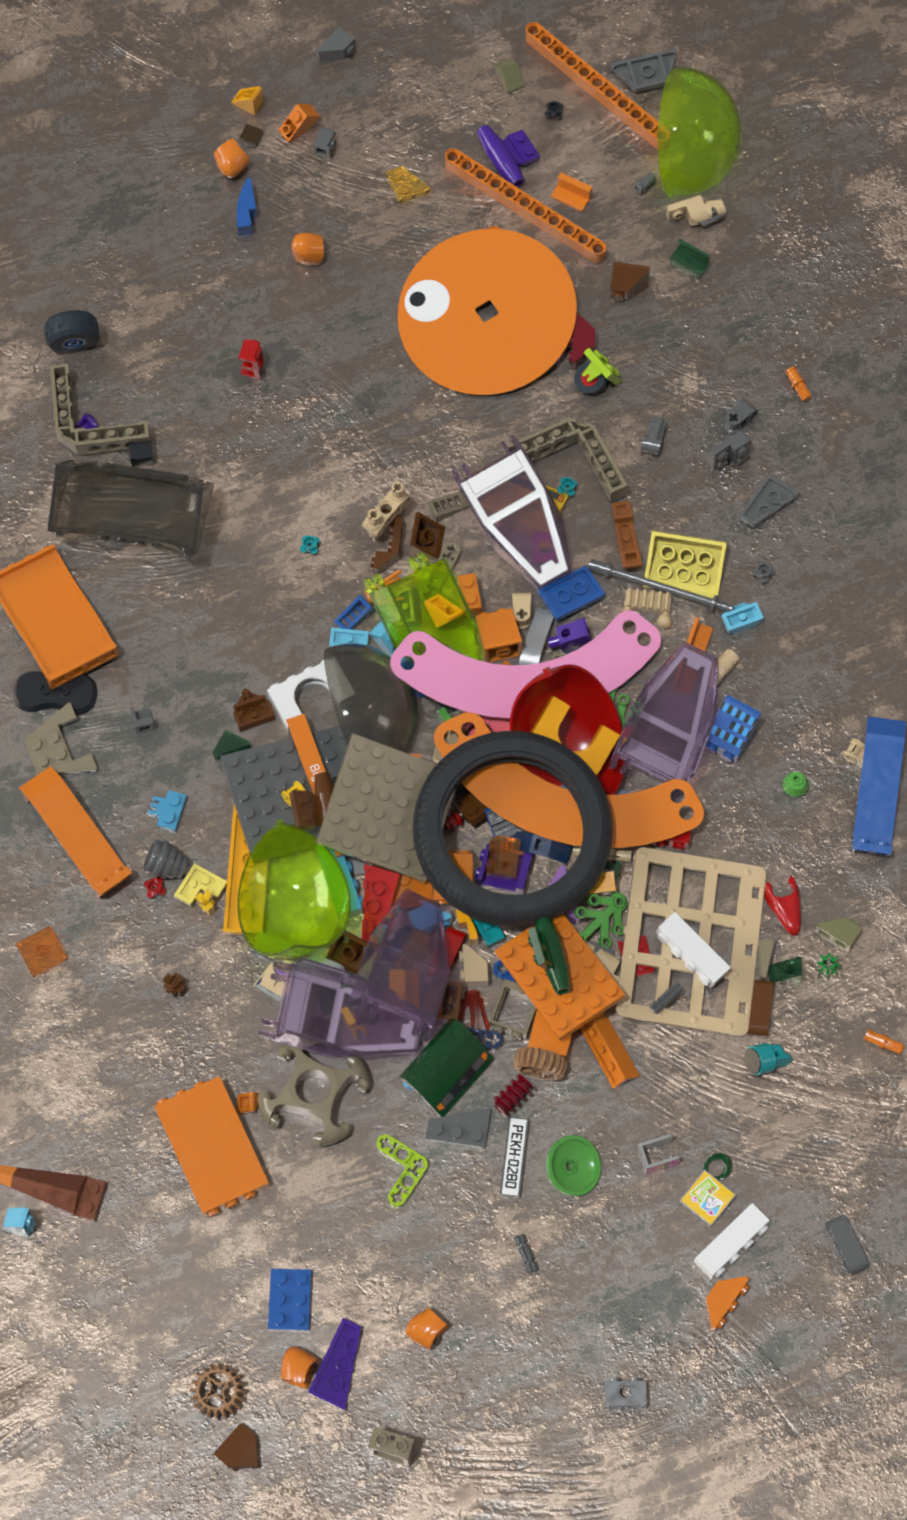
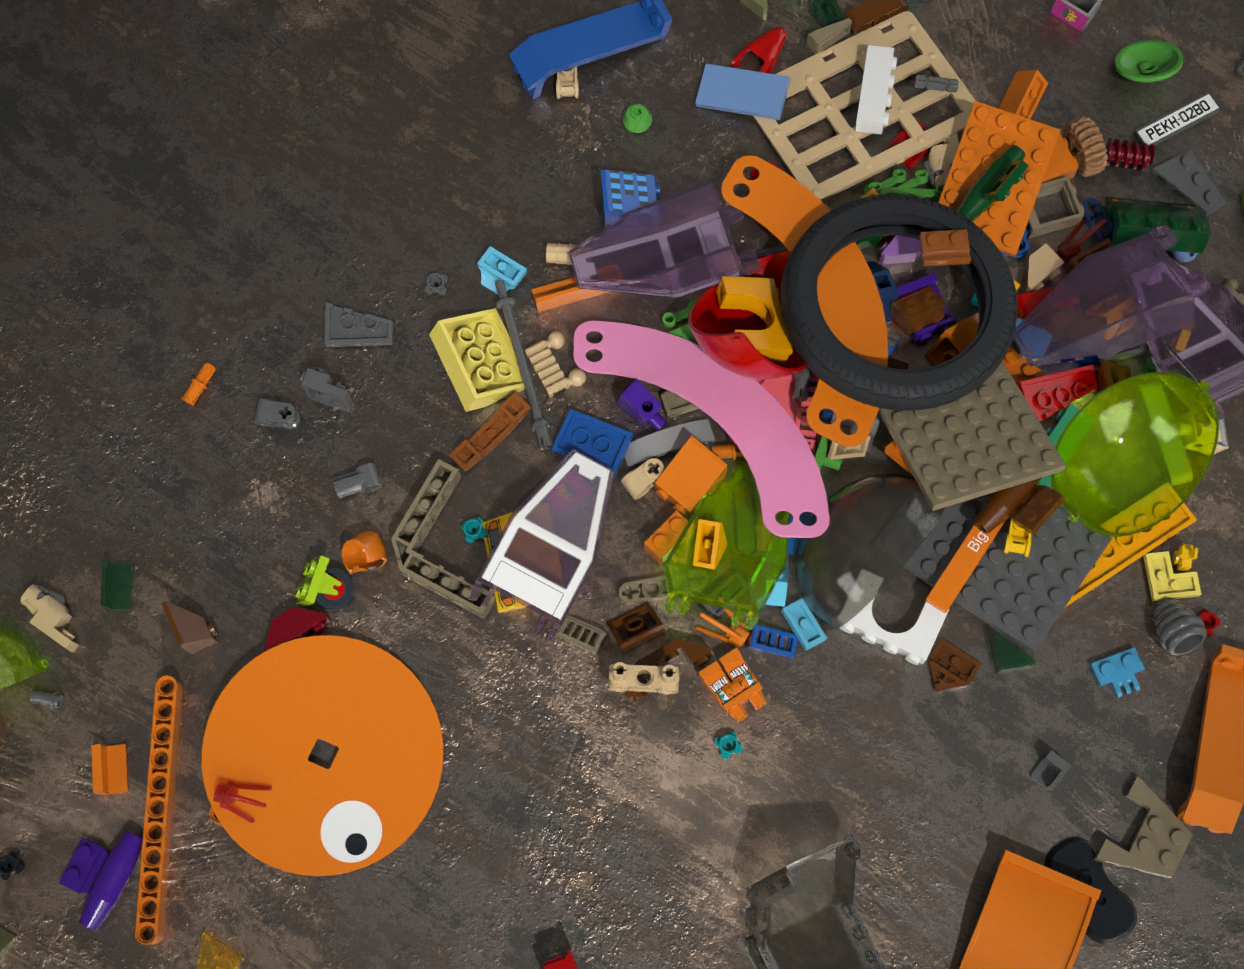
camera: 125 degrees left, 5 degrees up
(345, 570) = (736, 692): none -> orange hips
(500, 238) = (227, 794): none -> clear red plant
(524, 876) = (945, 247): none -> dark orange plate
(600, 409) = (364, 552): none -> orange piece
(762, 865) = (743, 91): none -> medium blue tile

